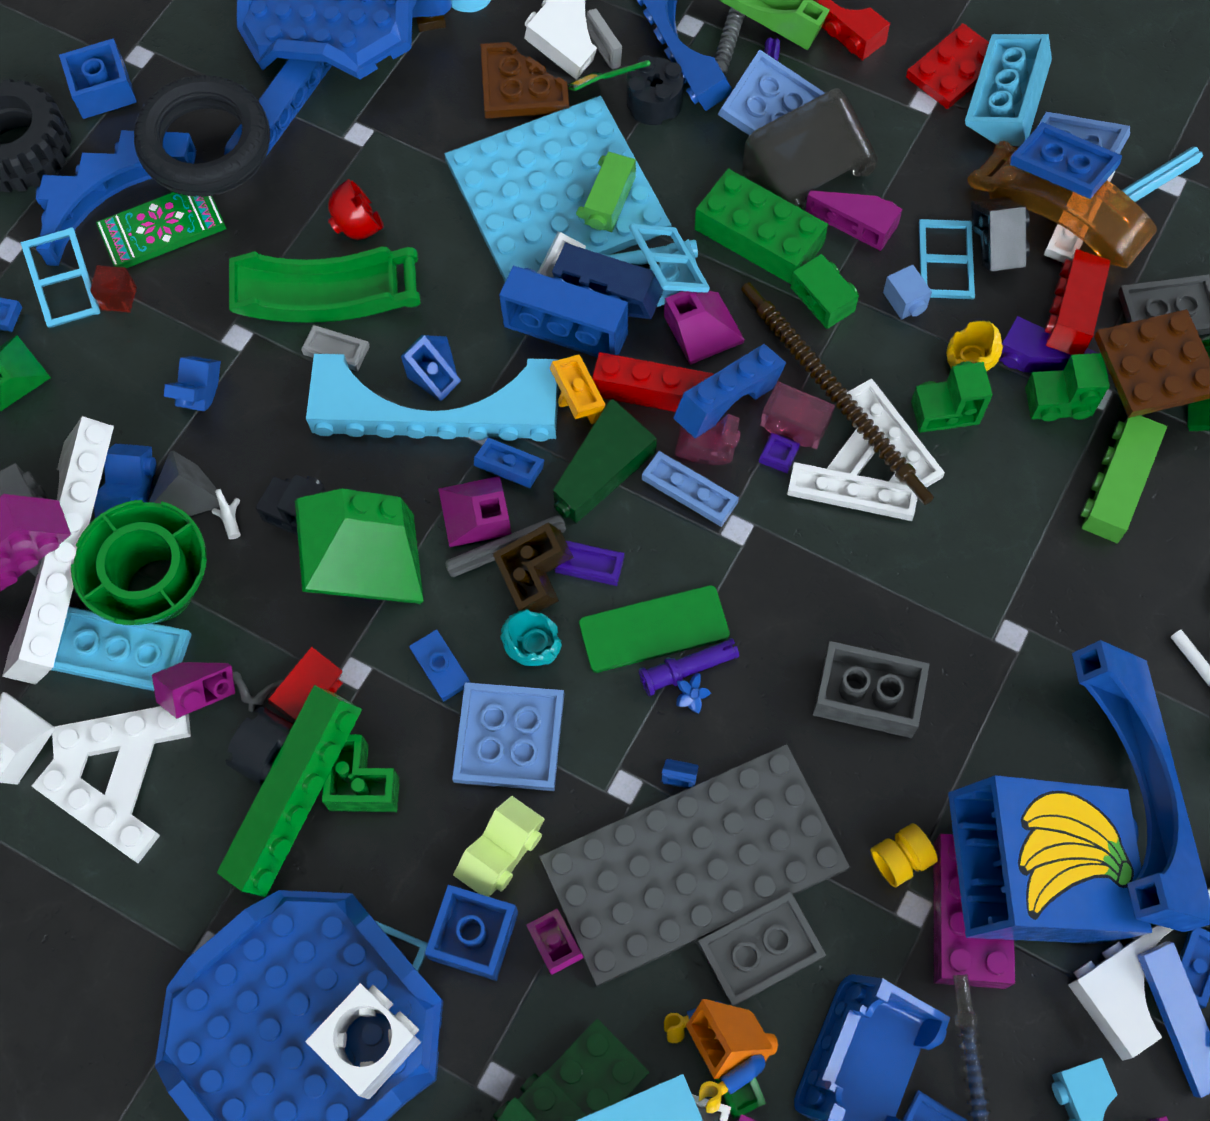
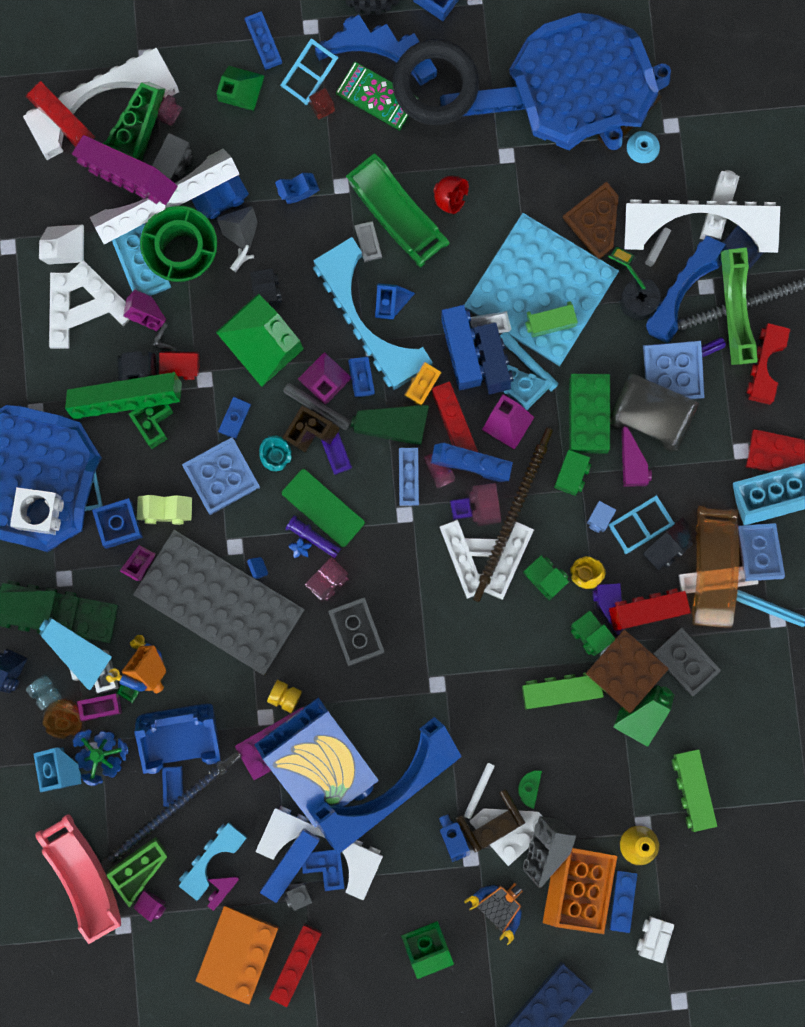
camera: 50 degrees right, 15 degrees up
(685, 257) = (536, 390): medium azure window -> none
(761, 949) = (198, 658): dark grey plate -> none
(764, 684) = (327, 579): none -> clear pink brick
(1066, 160) = (732, 553): blue plate -> none

